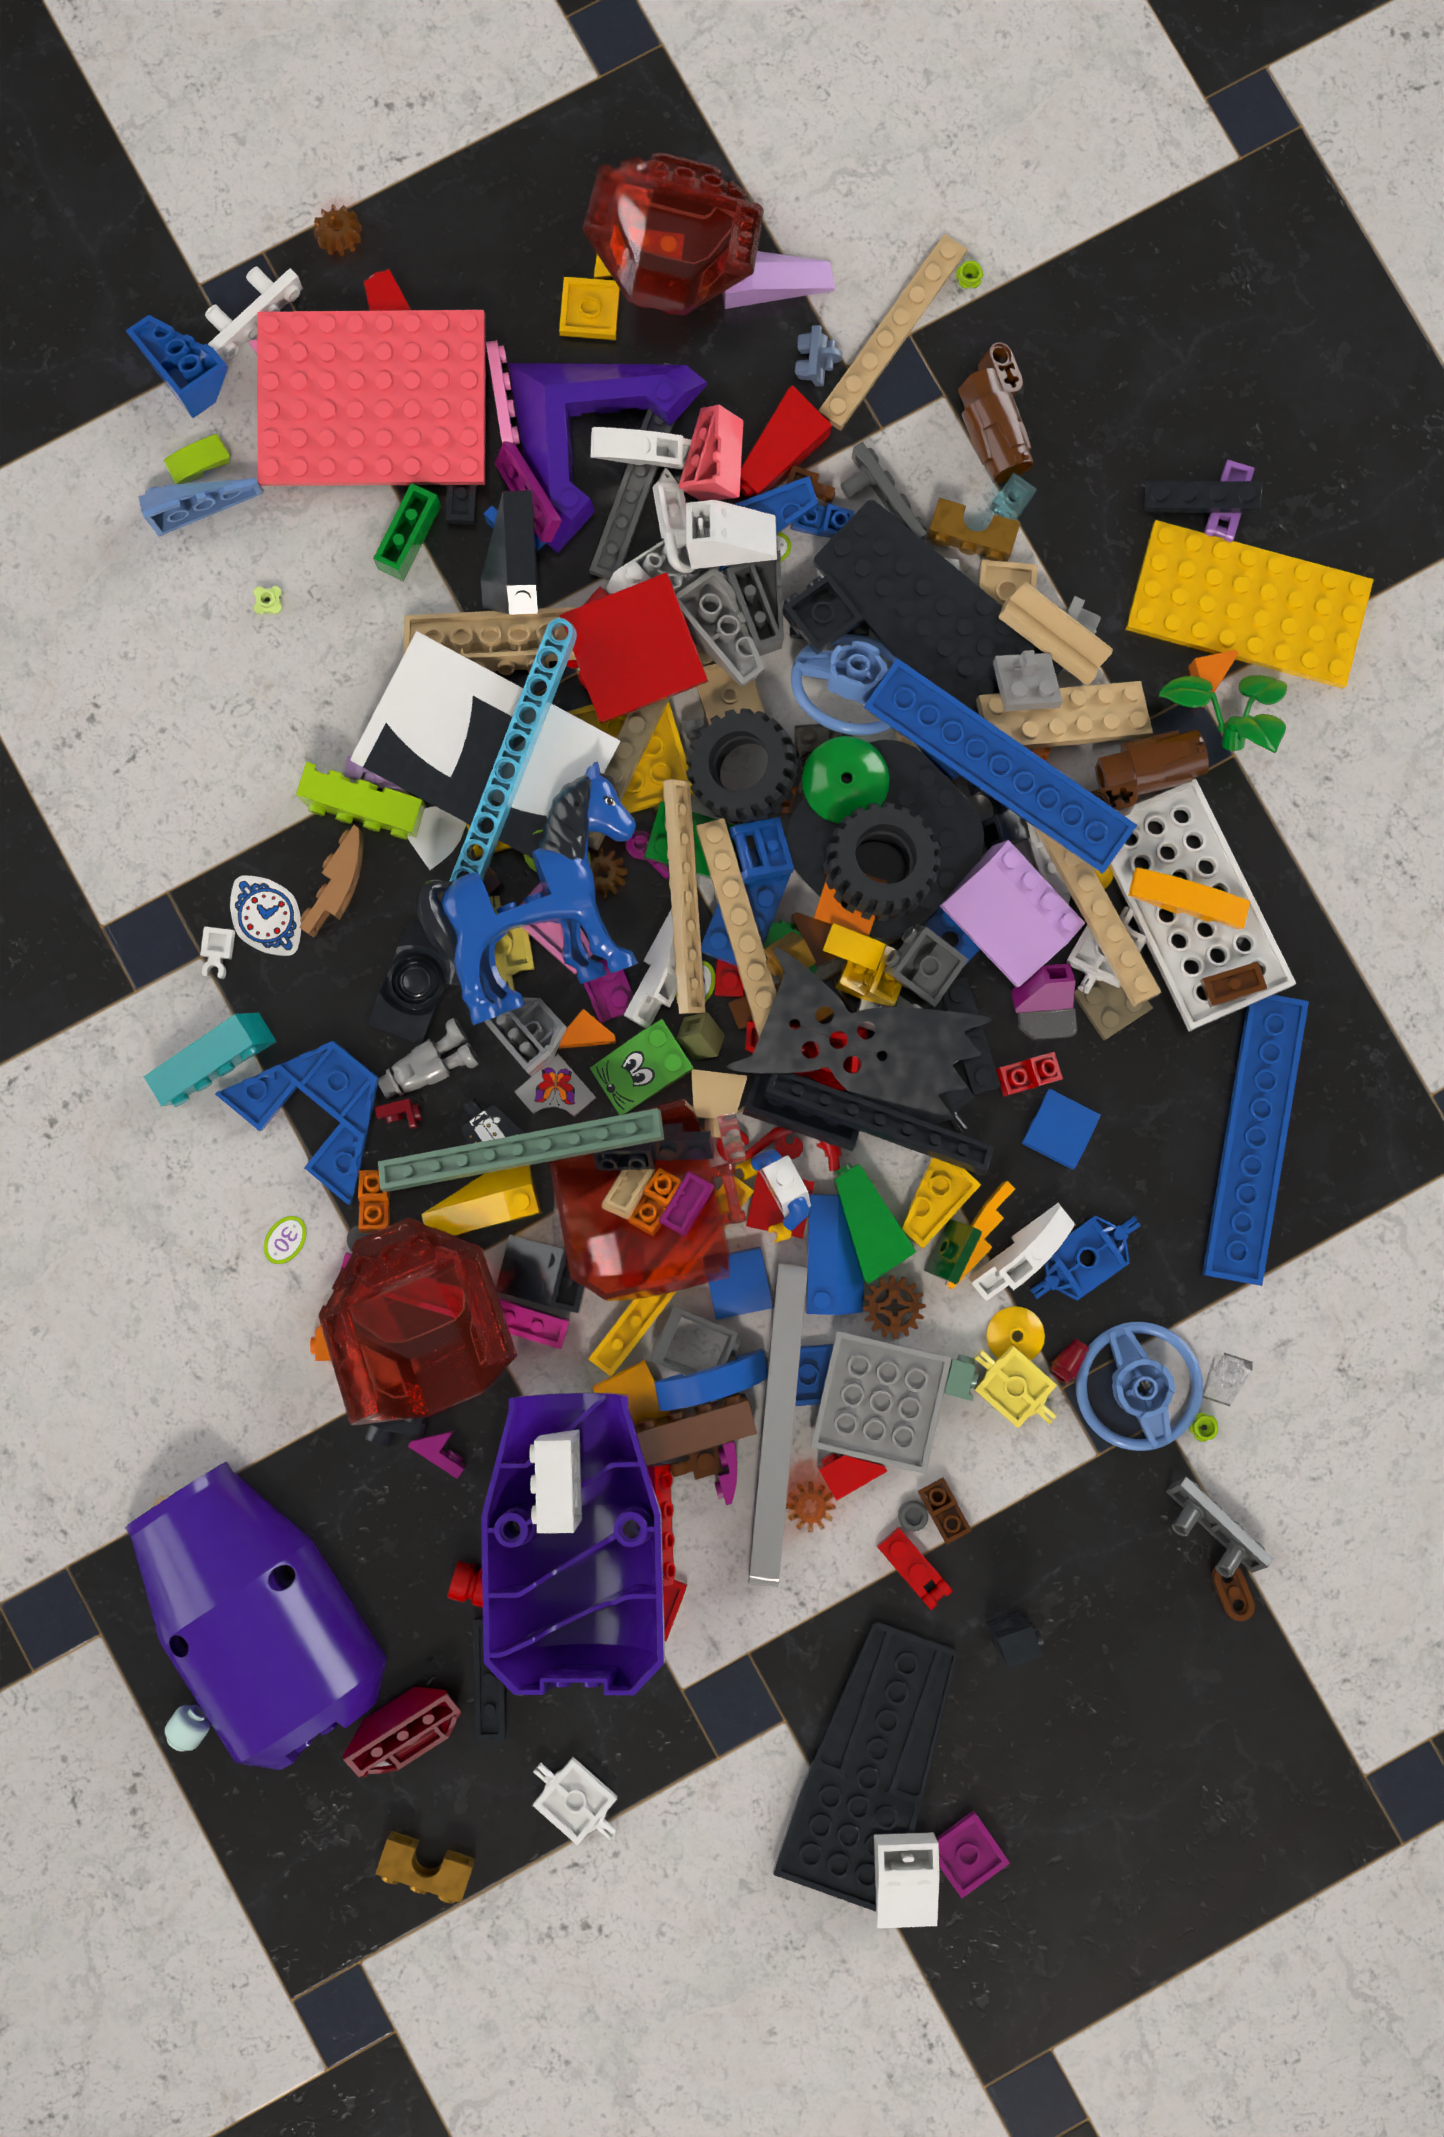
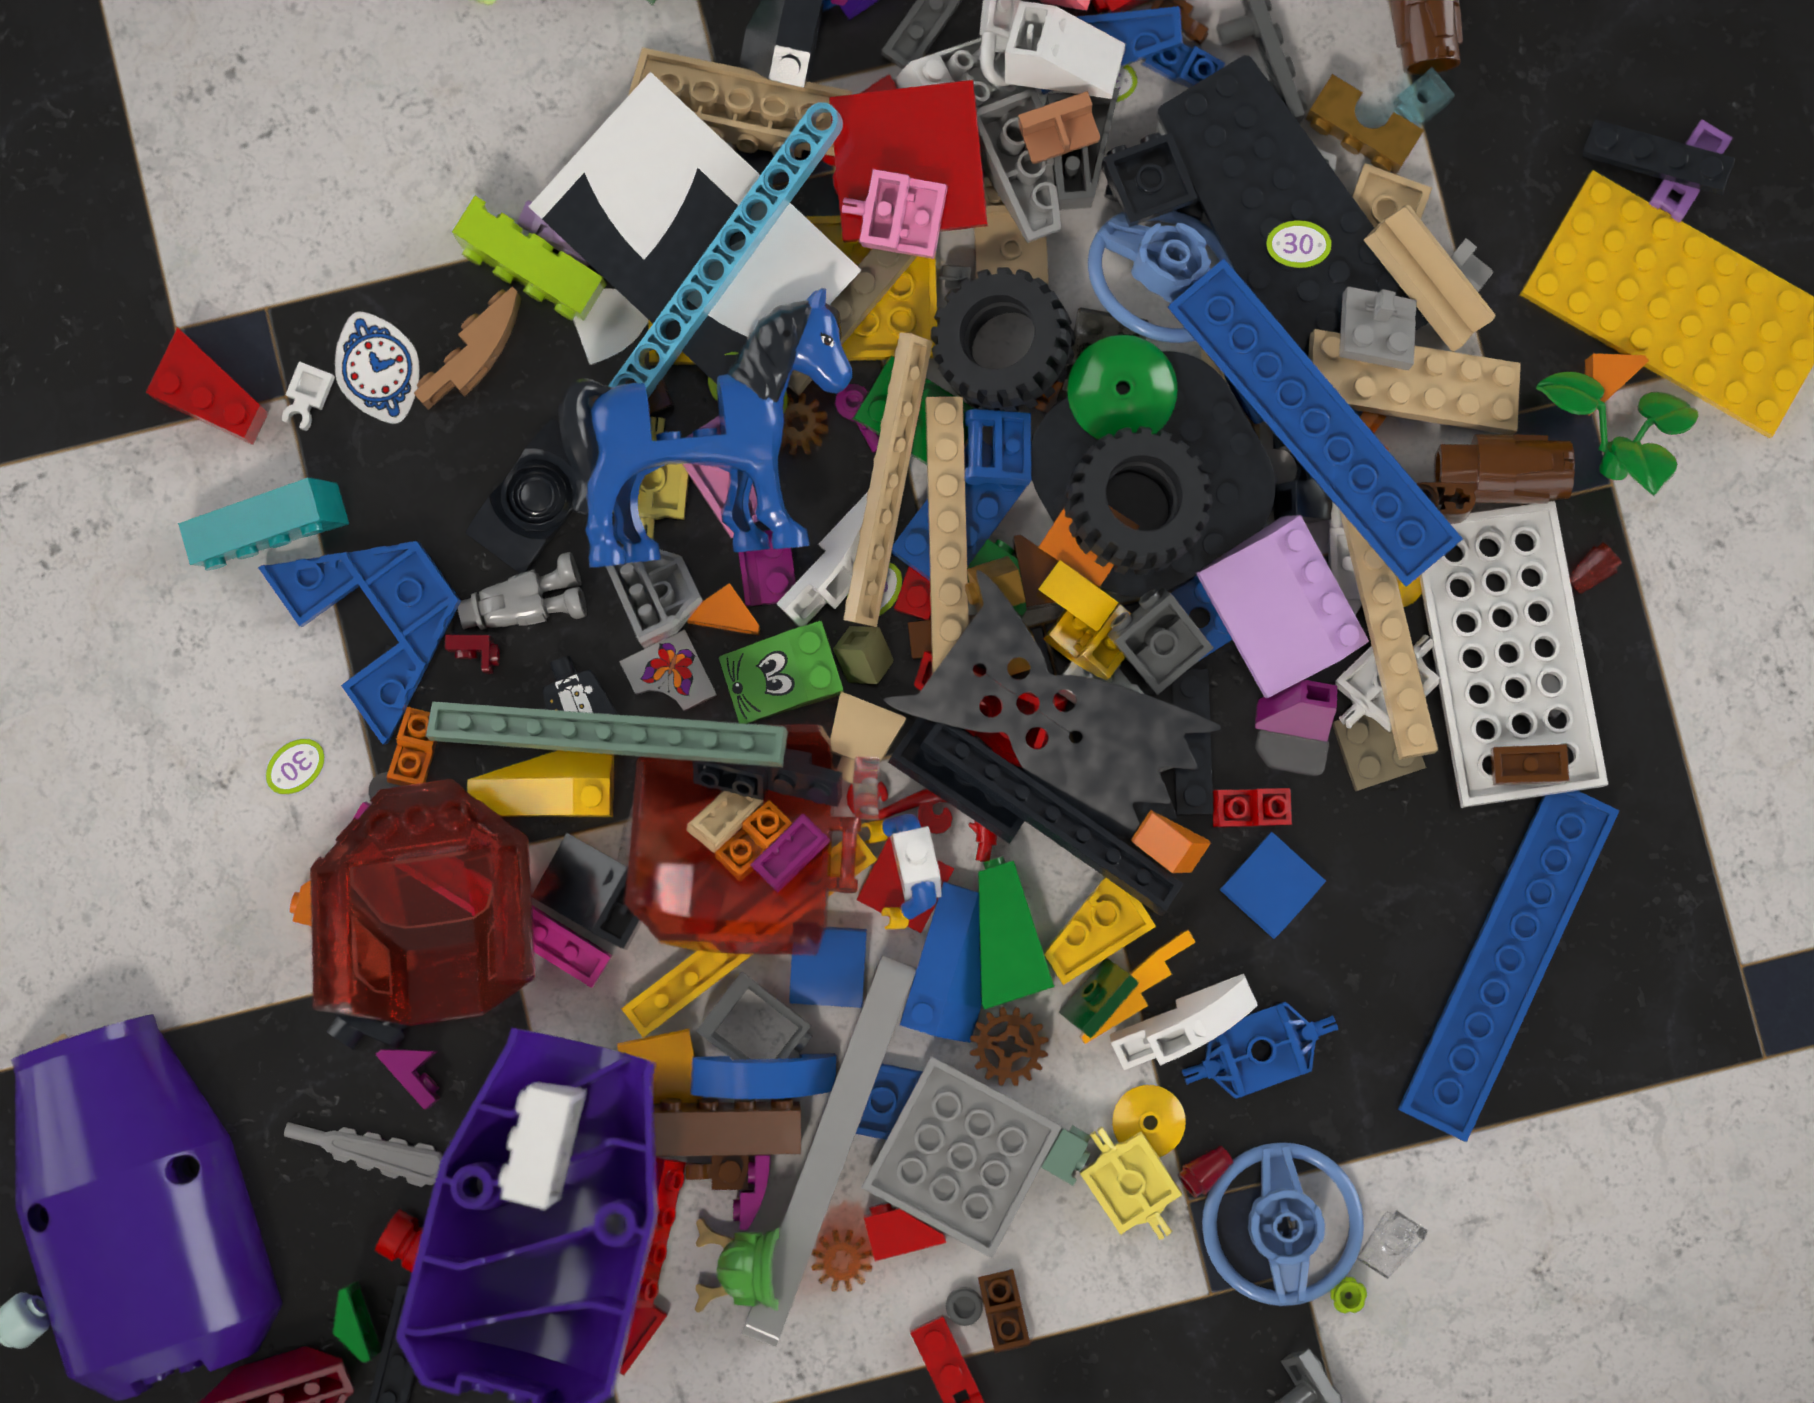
camera: 20 degrees right, 0 degrees up
(136, 969) = (203, 390): none -> red wedge
(442, 1521) = (392, 1157): none -> light grey sword
(448, 1660) = (354, 1323): none -> green slope
(639, 689) = (900, 214): none -> bright pink plate
(736, 1534) = (742, 1267): none -> bright green helmet
(742, 592) = (1059, 127): none -> nougat panel
(949, 633) = (1298, 244): none -> sticker
(974, 1118) = (1170, 843): none -> orange slope
(1189, 898) = (1504, 644): light orange slope -> none
(1239, 821) = (1594, 568): none -> clear red cone

